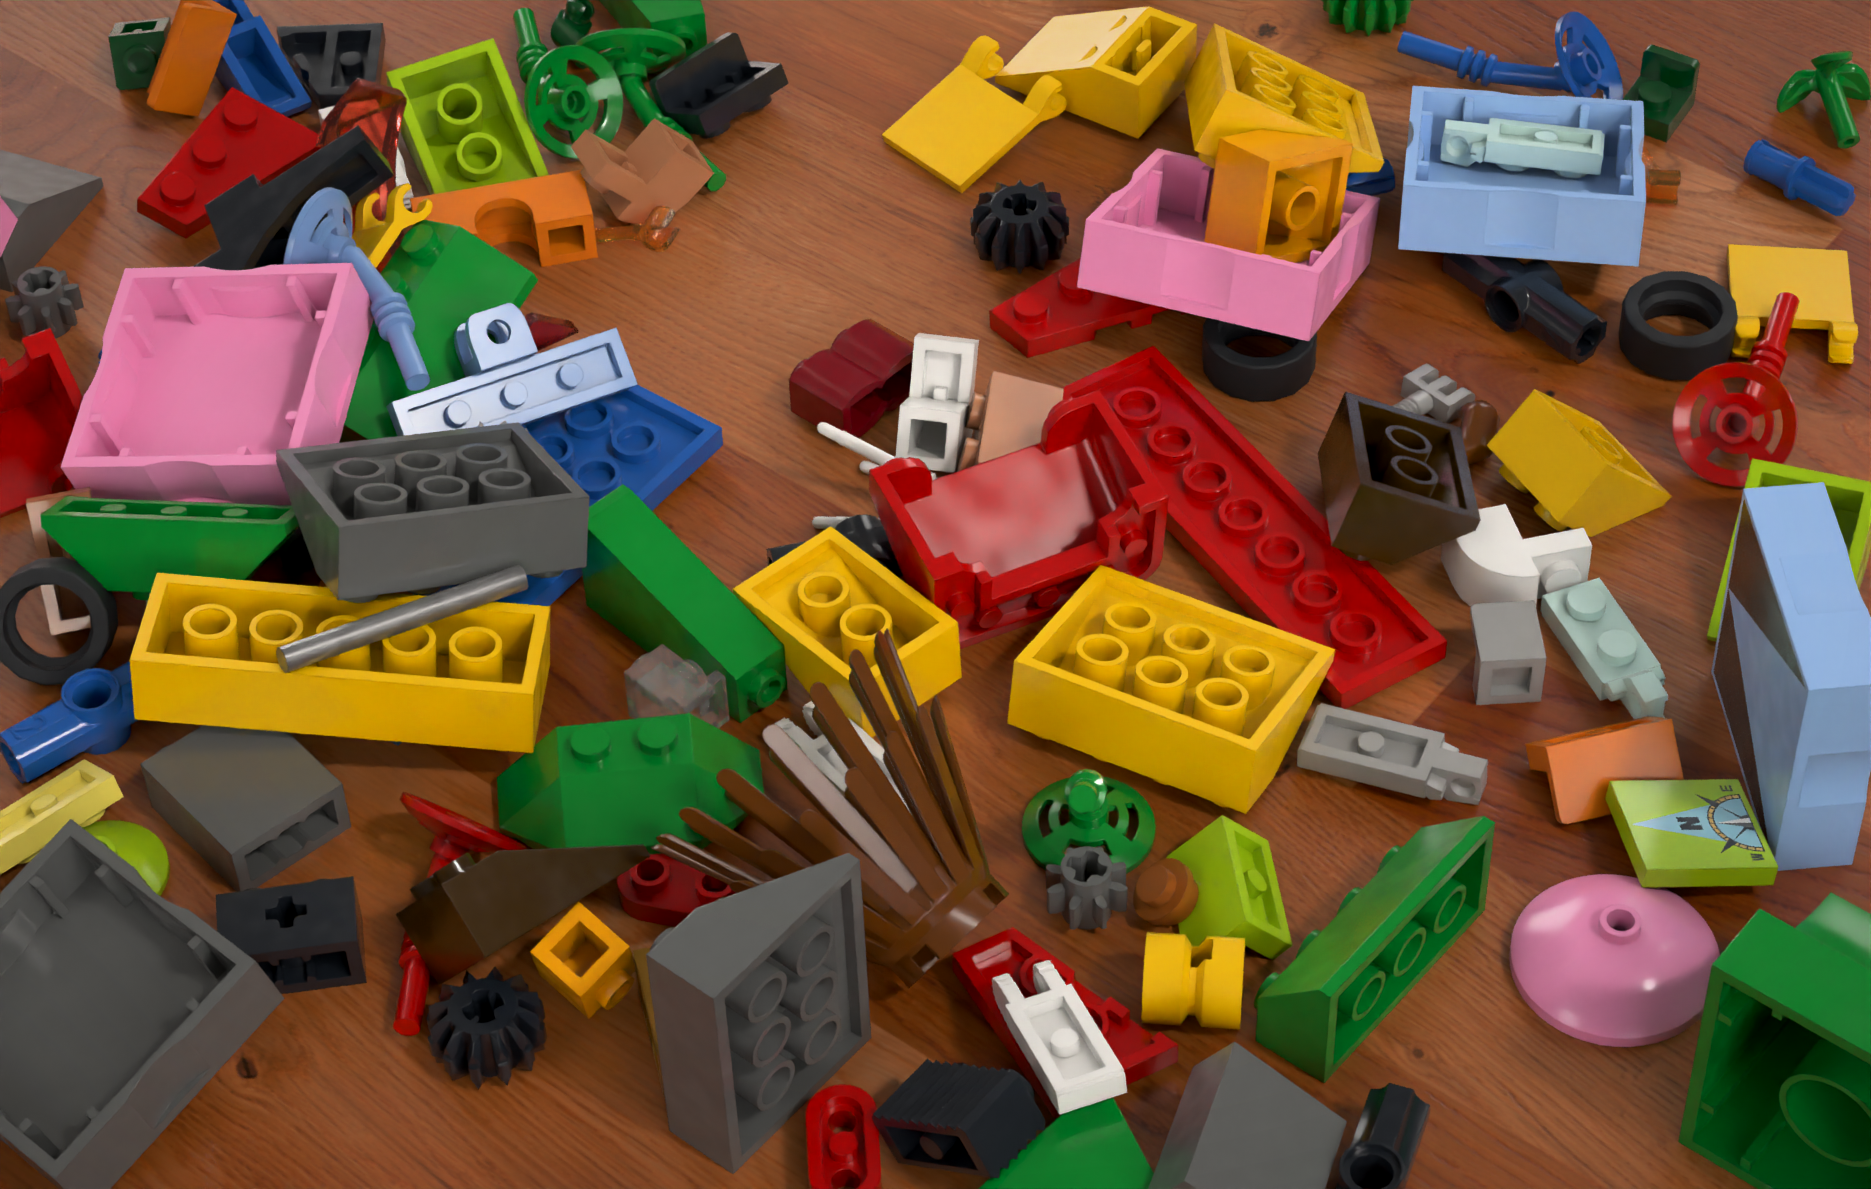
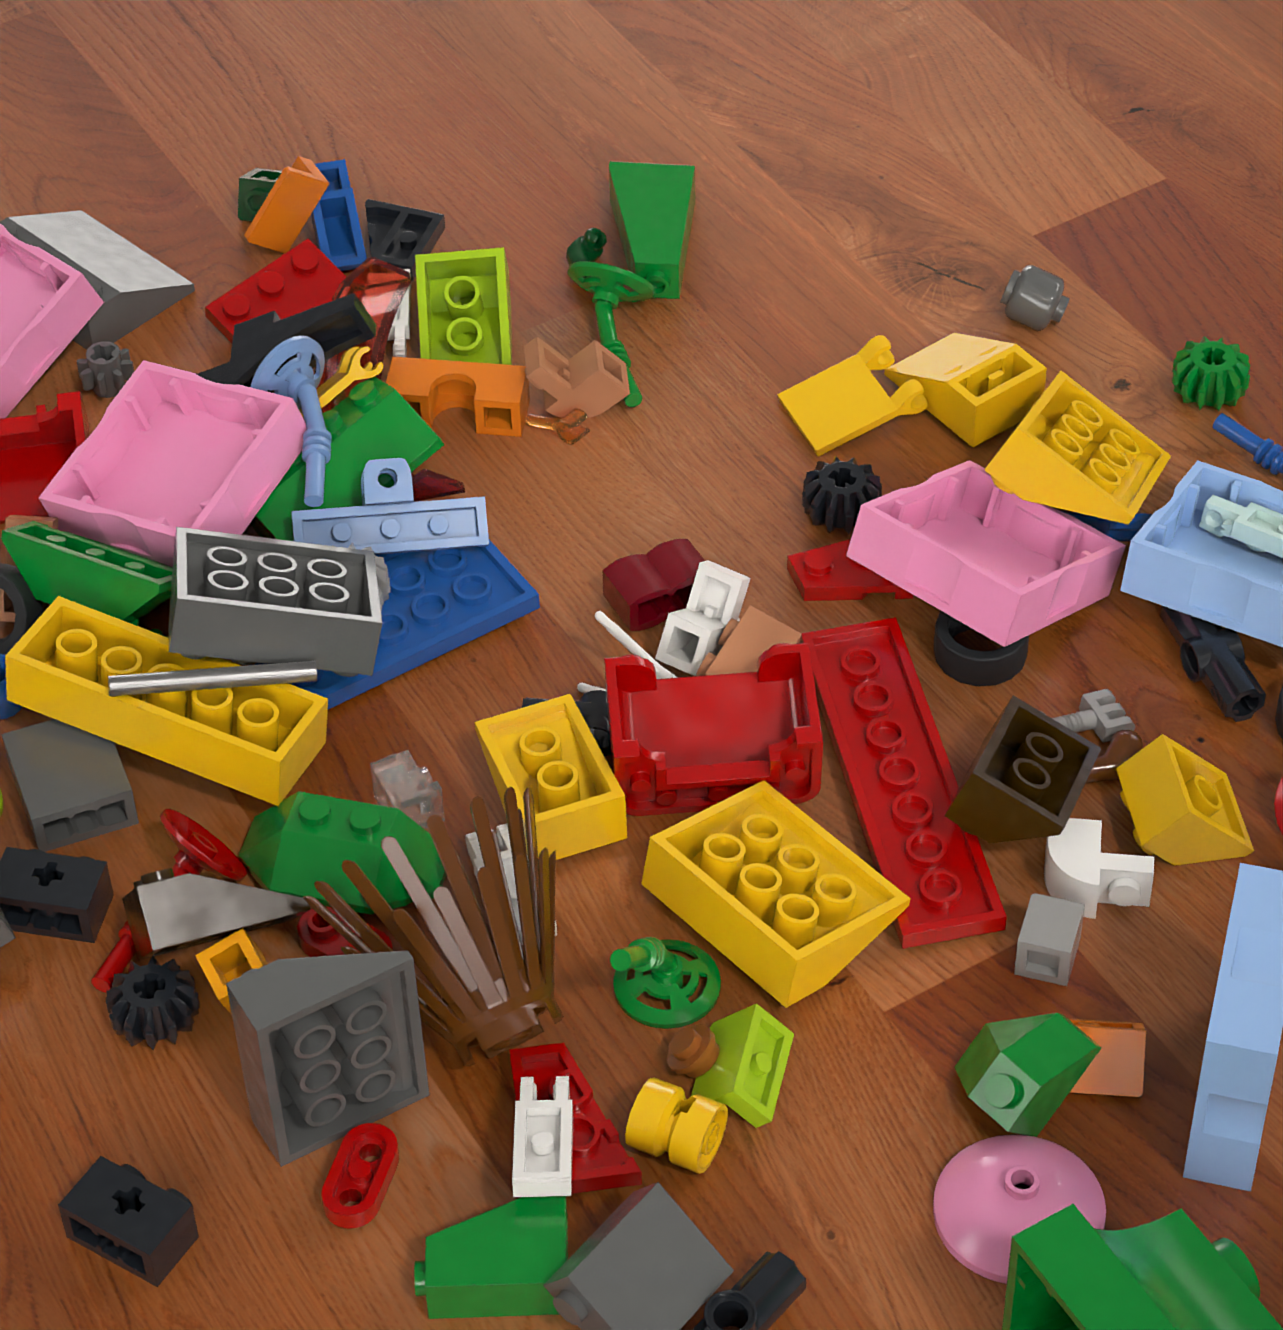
camera: 20 degrees right, 0 degrees up
(564, 96) = (549, 304): green dish -> none
(665, 595) = (434, 720): green slope -> none
(715, 87) = (664, 325): black bracket -> none
(960, 1118) = (446, 1176): black brick -> none
(1086, 888) = (635, 1029): dark grey gear -> none
(1278, 193) = (1035, 522): light orange slope -> none
(1376, 946) = (829, 1143): green slope -> none
(1390, 756) = (916, 993): light grey hinge -> none
(1557, 796) = (1025, 1069): none -> green slope
(1606, 647) = (1137, 958): light aqua hinge -> none
(1691, 833) = (1124, 1128): lime tile -> none

